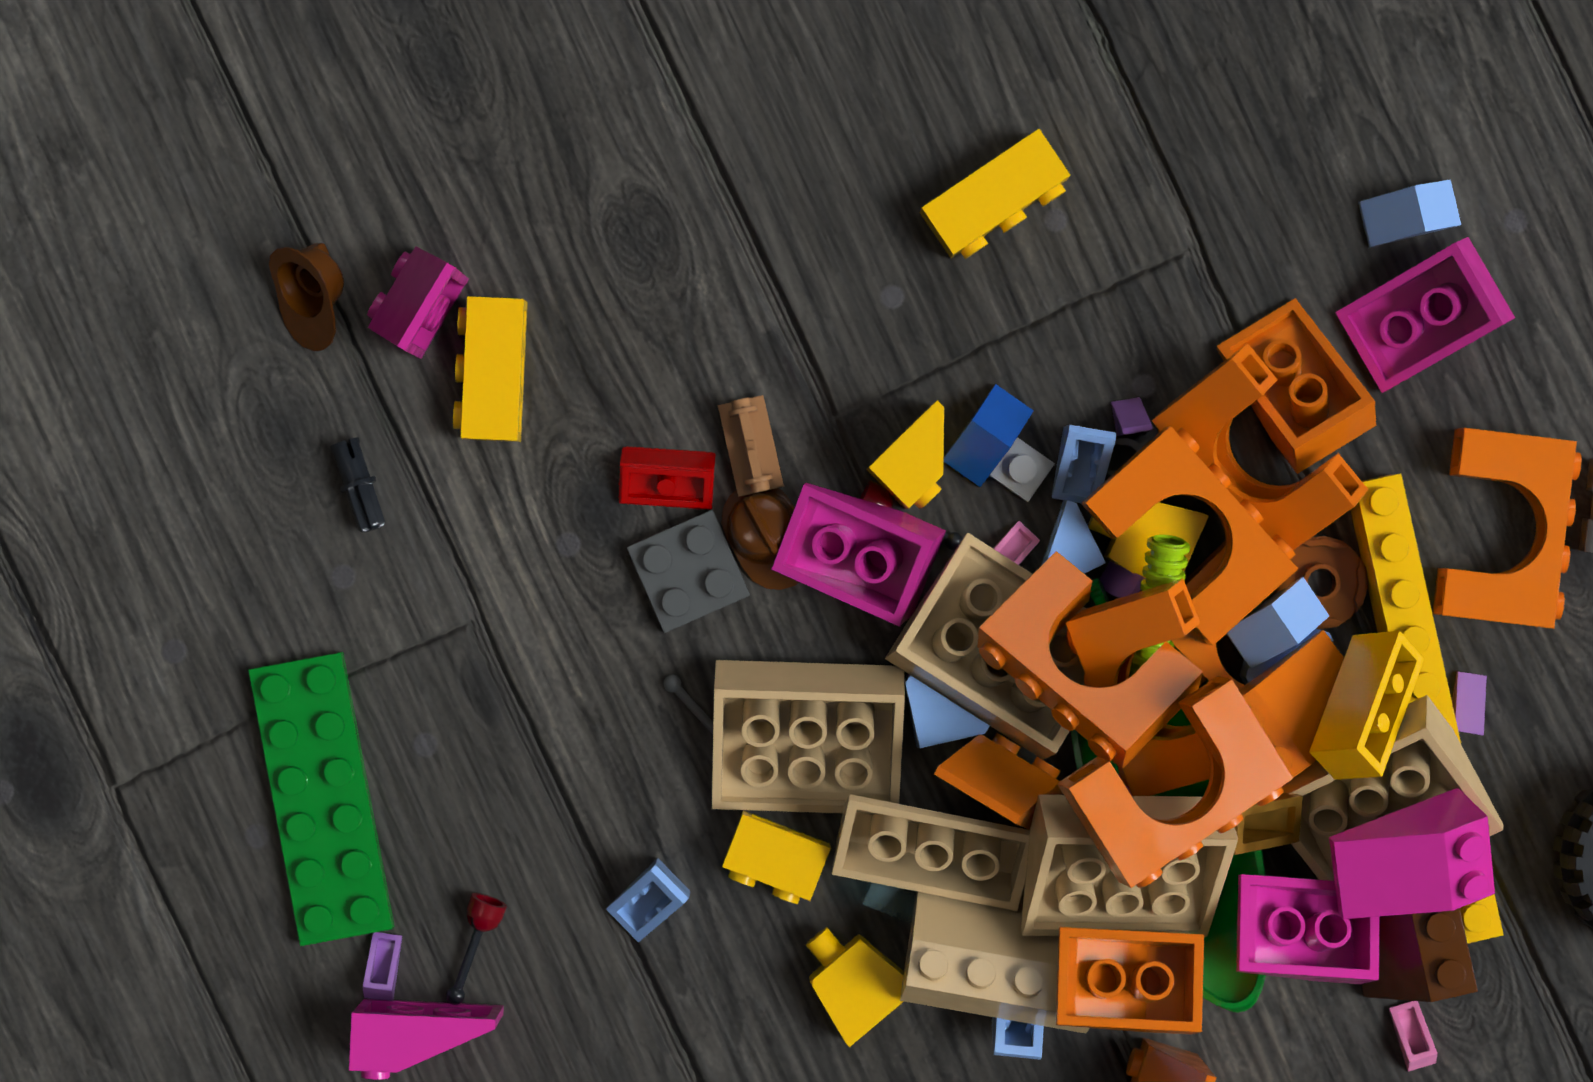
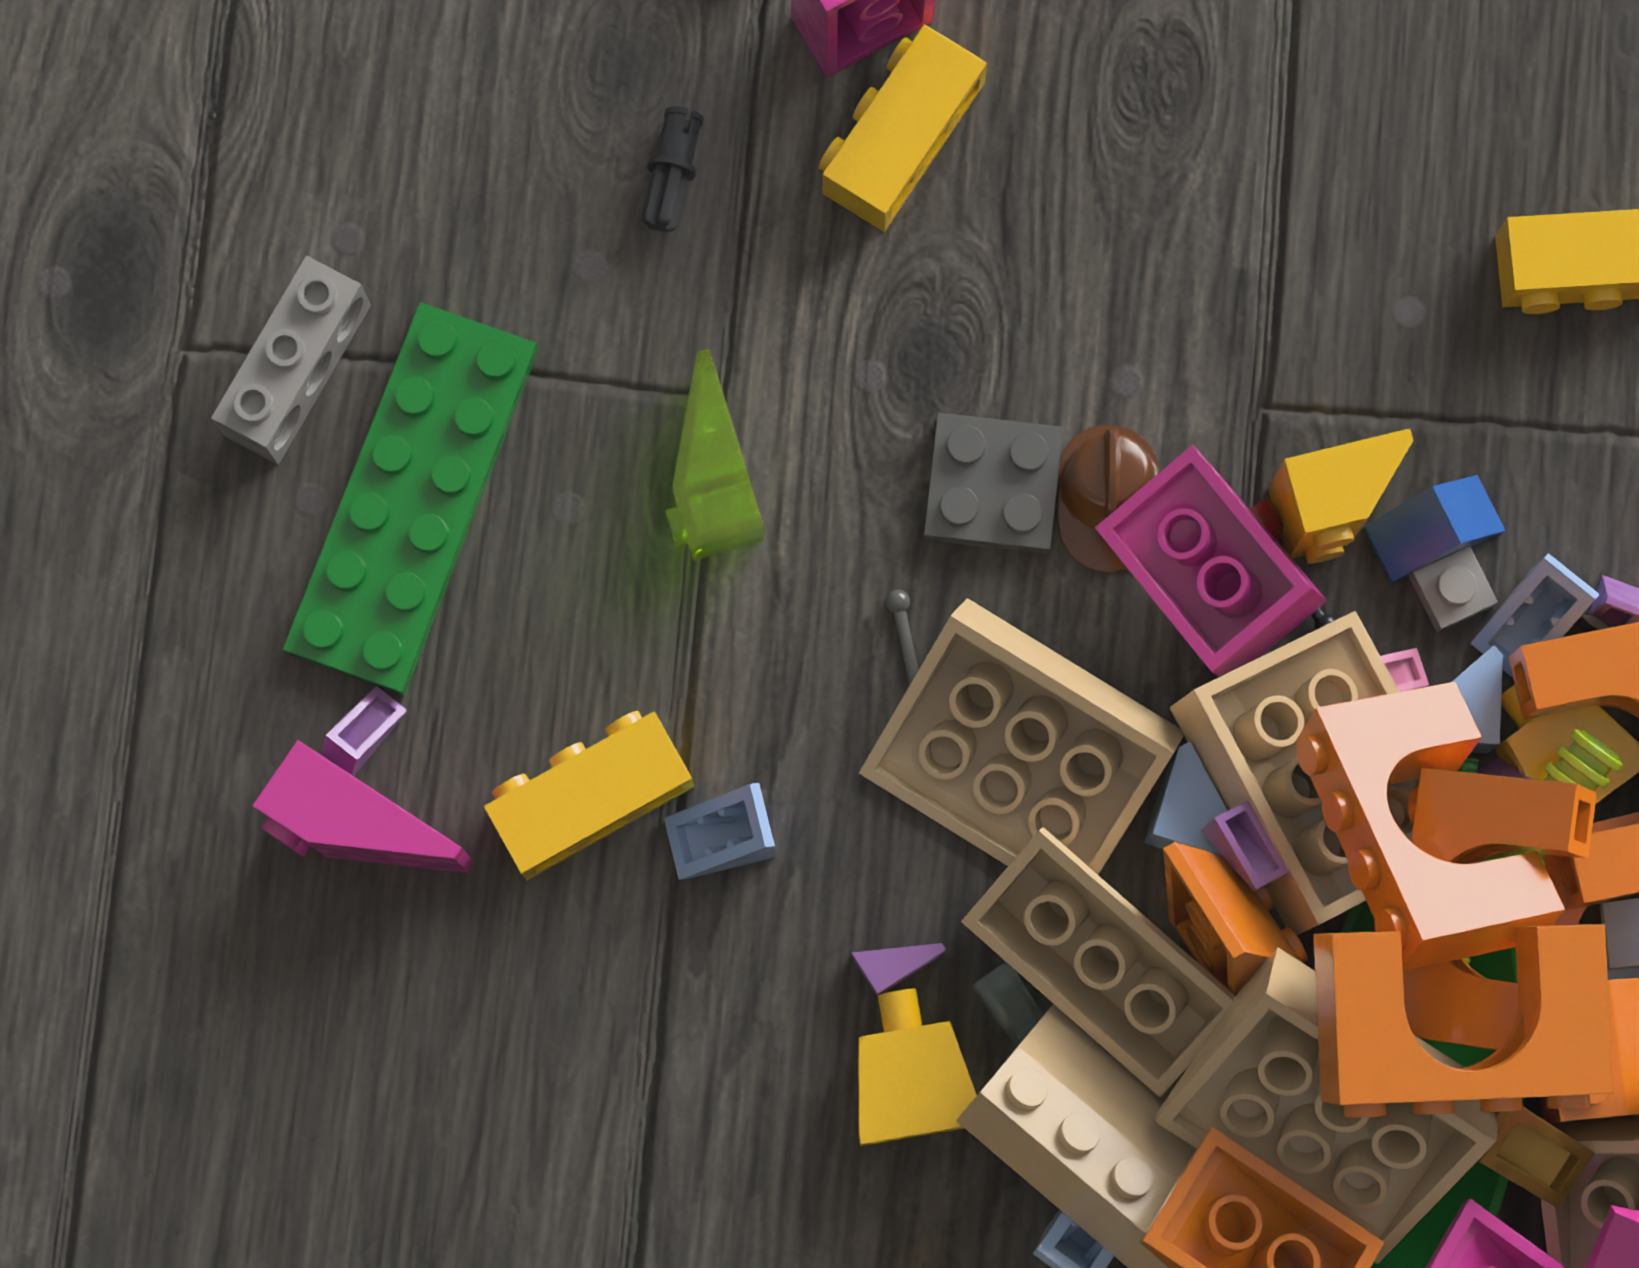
camera: 30 degrees right, 10 degrees down
(190, 759) = (292, 360): none -> light grey brick
(484, 915) = (515, 738): hinge -> none
(506, 676) = (710, 479): none -> clear neon green slope
(549, 925) = (588, 793): none -> yellow brick
(666, 477) = (1029, 365): red slope -> none
(750, 445) = (1150, 379): medium nougat hinge -> none
(776, 857) = (902, 869): yellow brick -> none
(802, 921) = (891, 966): none -> medium lavender piece
(983, 728) = (1245, 846): none -> medium lavender piece

